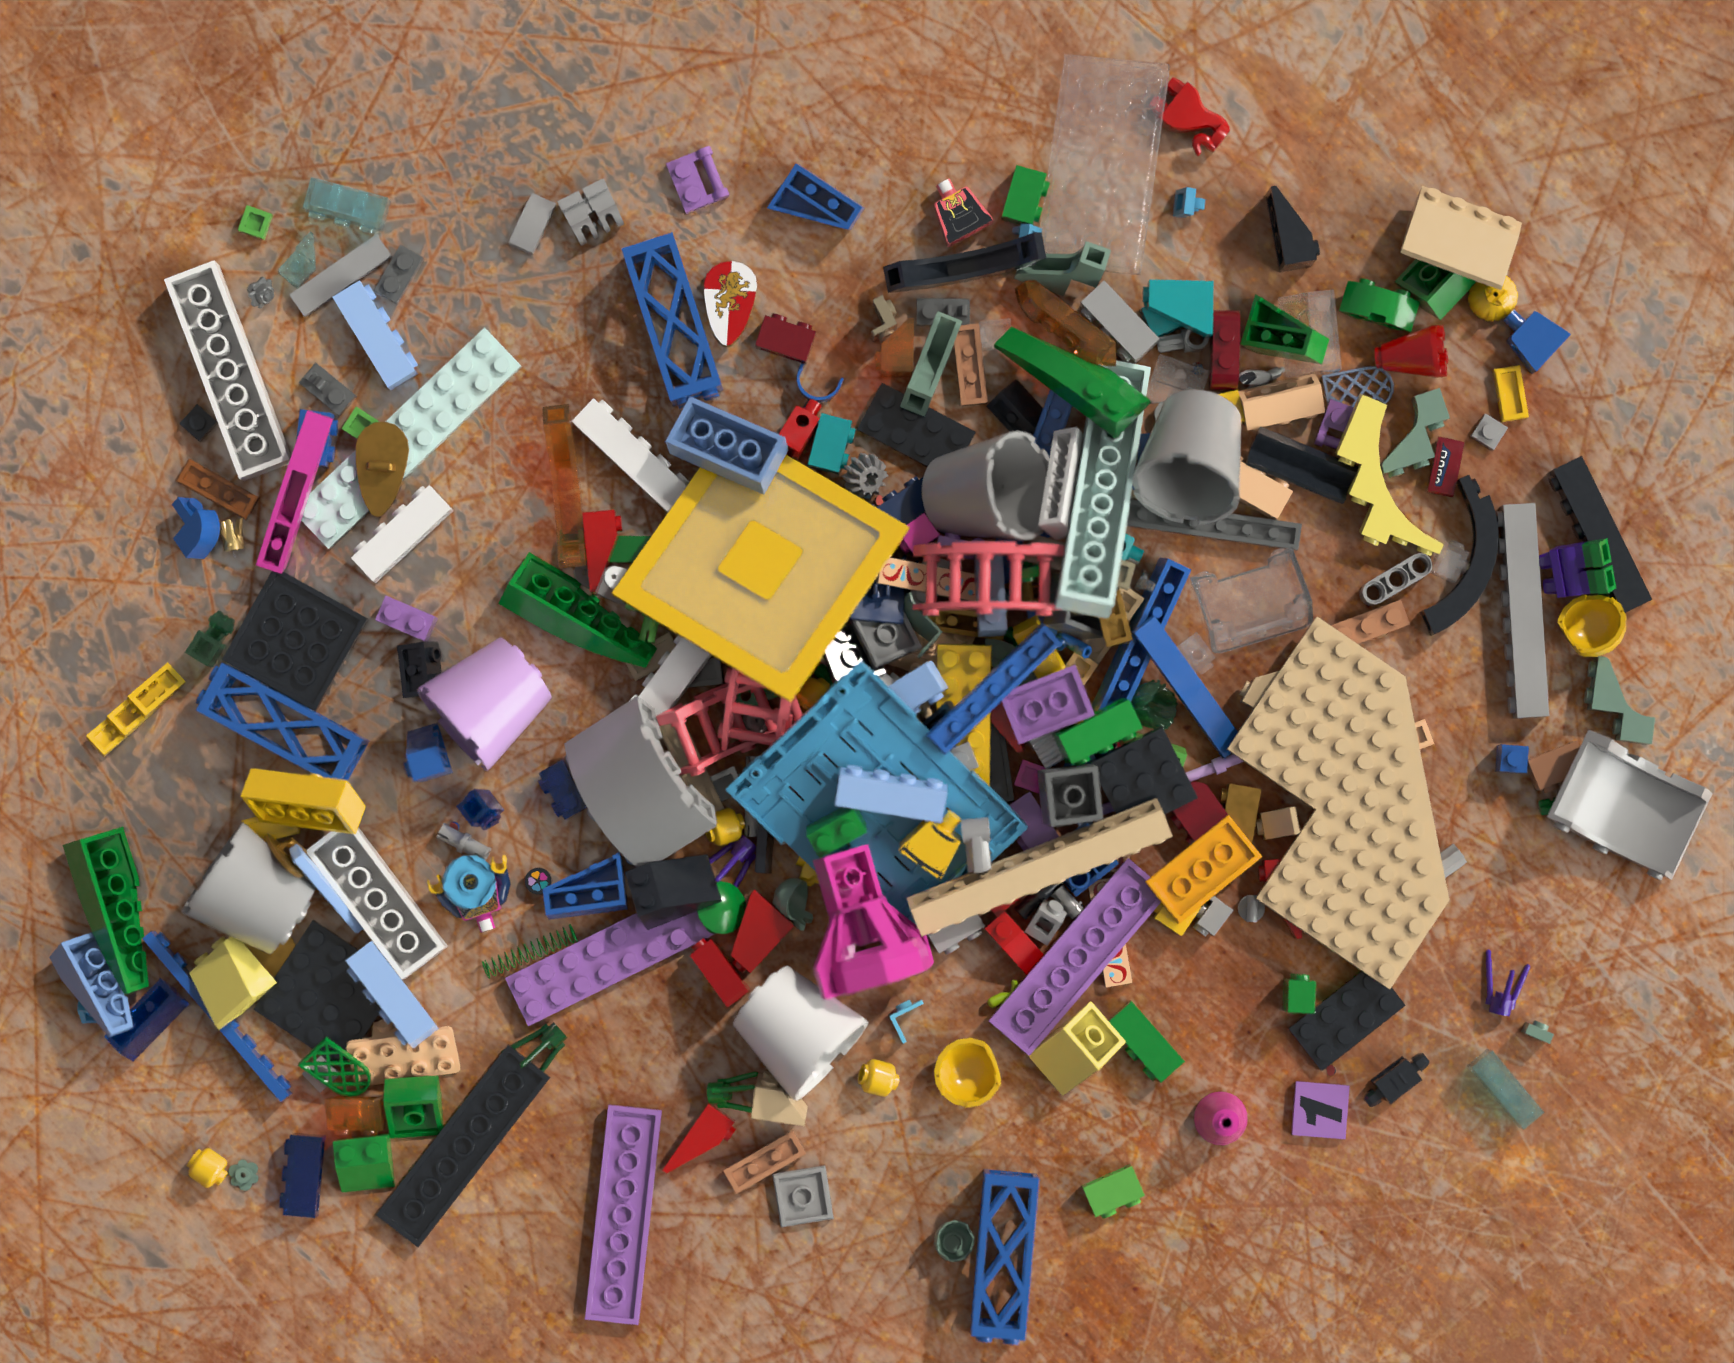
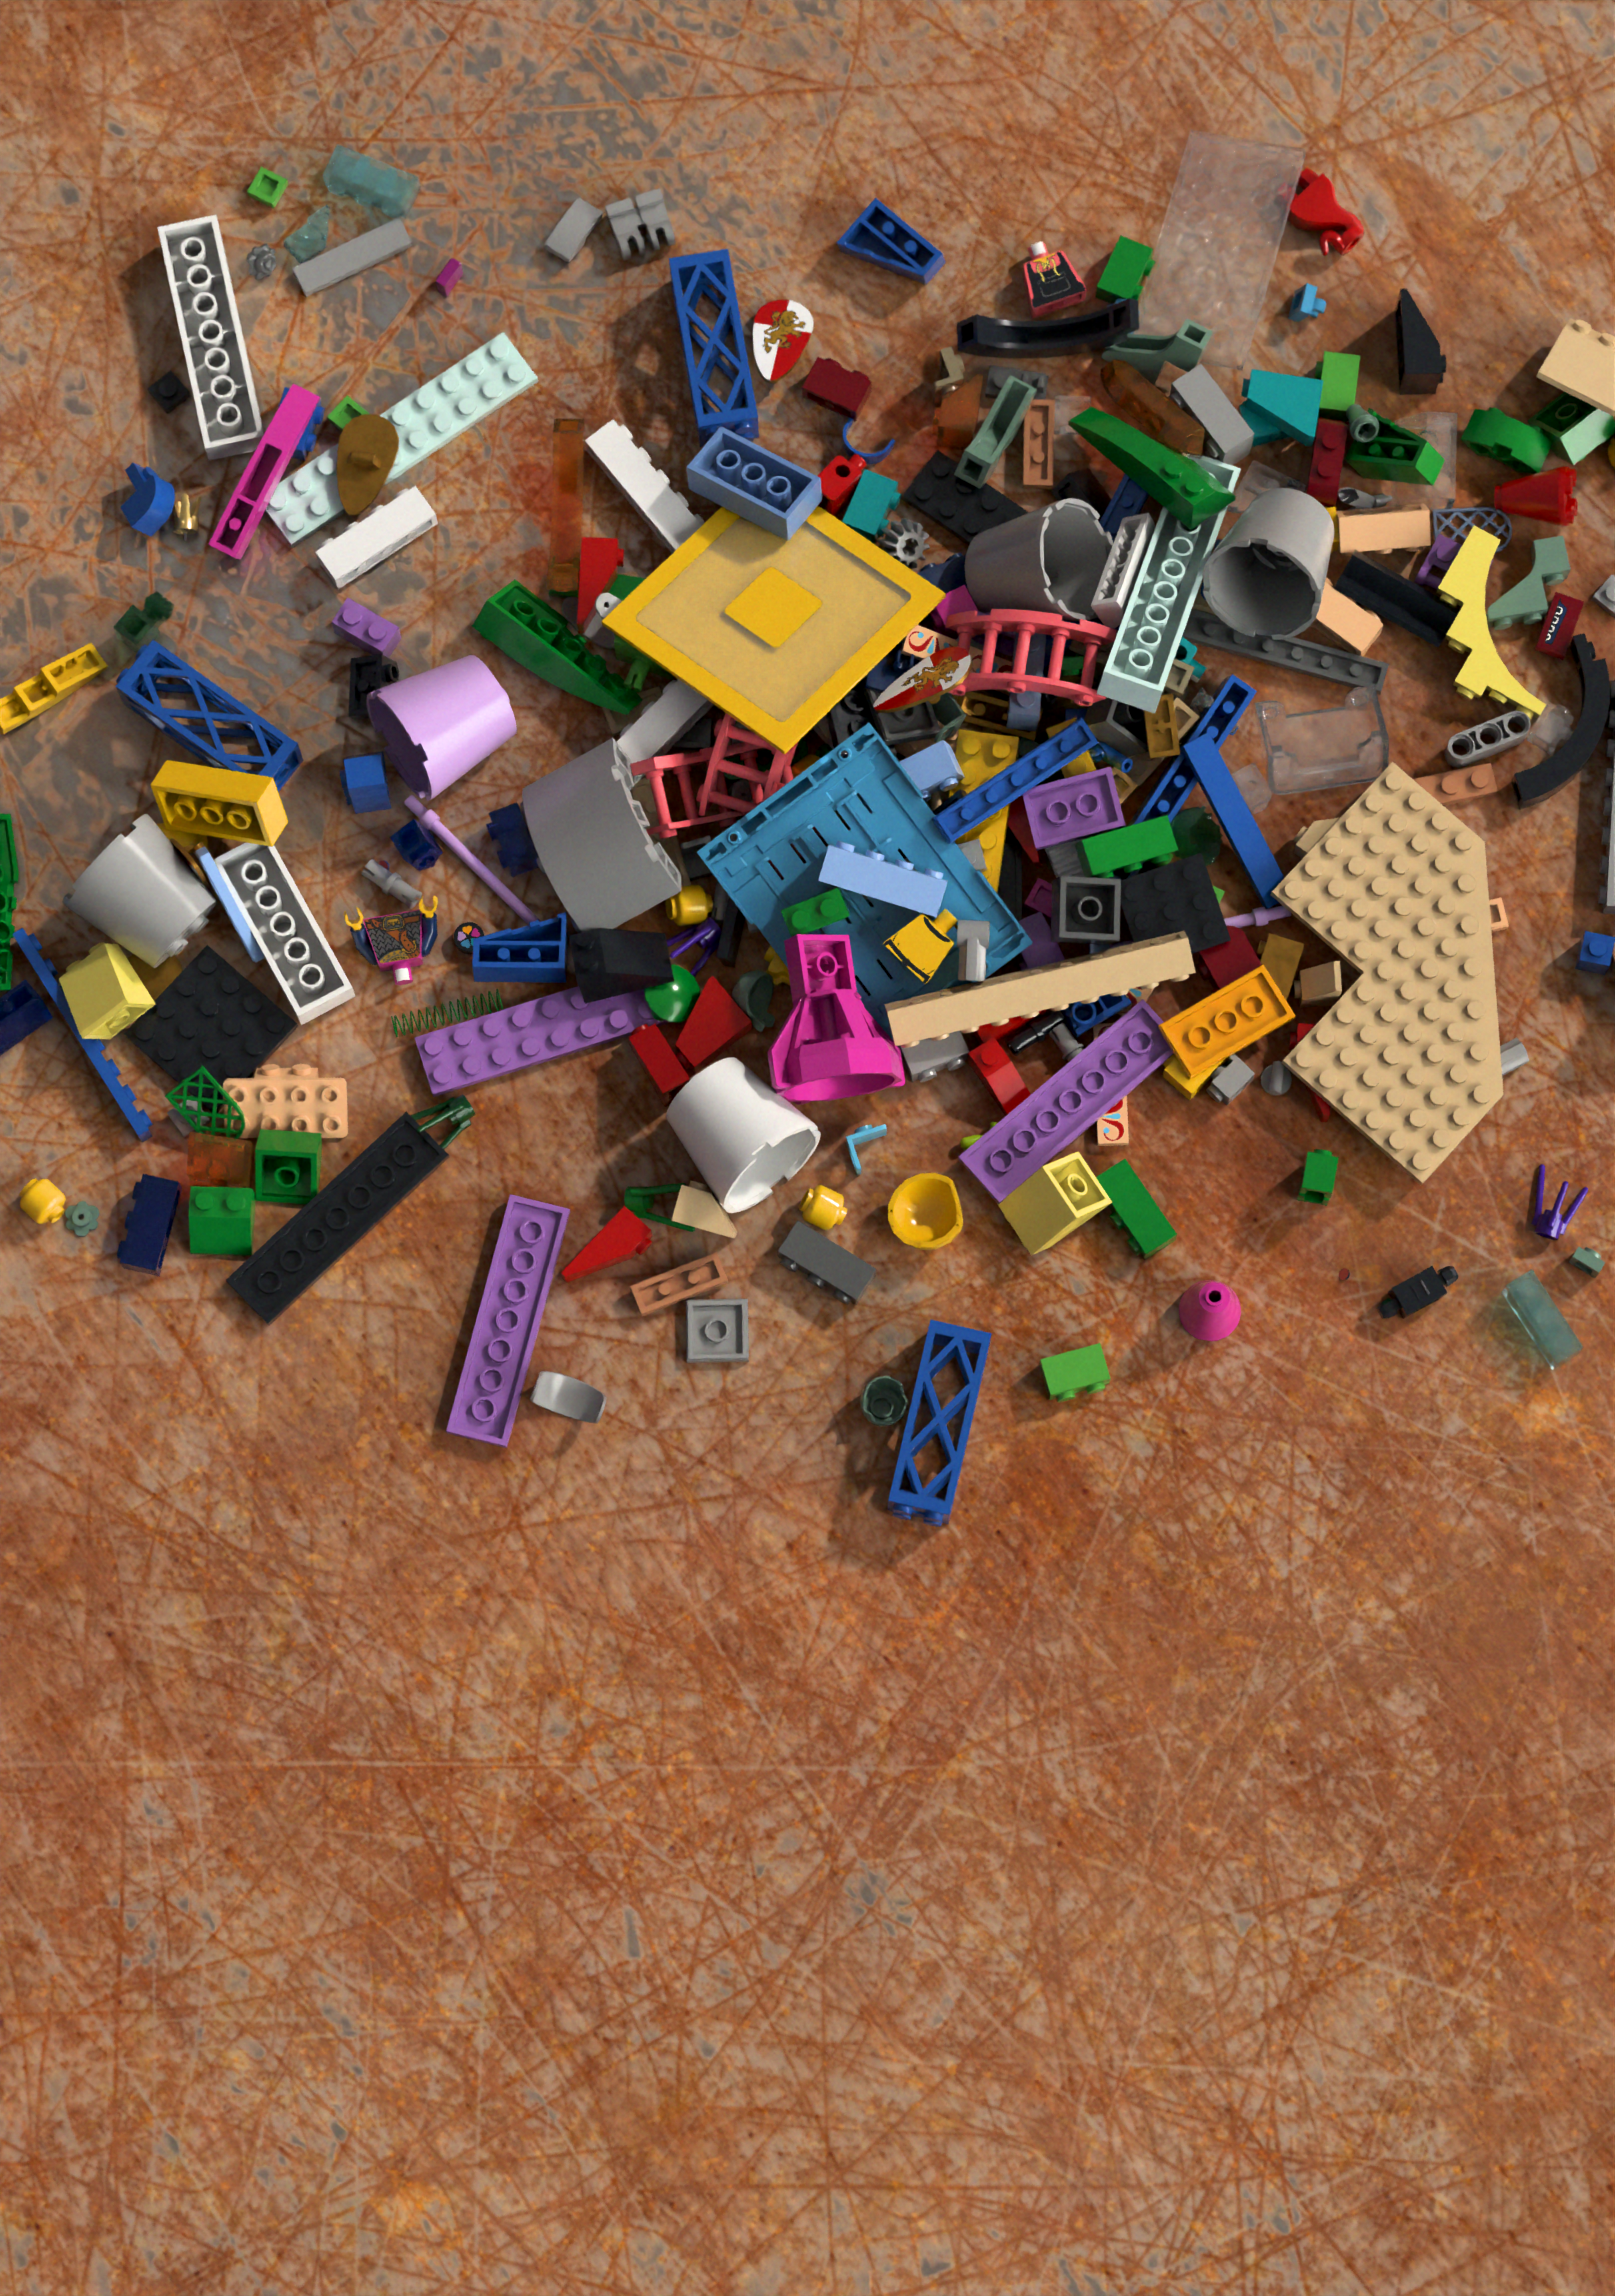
camera: 10 degrees right, 10 degrees down
(217, 489) = (178, 465): dark orange tile -> none
(295, 639) = (240, 633): black plate -> none
(327, 389) = (318, 375): dark grey plate -> none
(375, 335) = (381, 323): light blue brick -> none
(391, 994) = (284, 1031): light blue brick -> none
(399, 274) = (417, 264): dark grey plate -> none
(429, 283) = (449, 277): none -> magenta tile
(453, 882) = (379, 931): dark azure tile -> none
(488, 781) = (430, 820): none -> lavender bar
(686, 1272) = (568, 1397): none -> light grey piece
(689, 183) = (754, 212): medium lavender plate -> none
(888, 1127) = (826, 1264): none -> dark grey brick
(904, 609) = (926, 680): none -> shield
(1048, 918) = (1032, 1062): light grey brick -> none
(1178, 342) = (1280, 451): light grey axle -> none
(1225, 269) = (1339, 386): none -> bright green brick
(1252, 314) = (1362, 424): none -> sand green cone
(1320, 1110) = (1325, 1316): medium lavender tile -> none
(1345, 1018) = (1368, 1217): black plate -> none

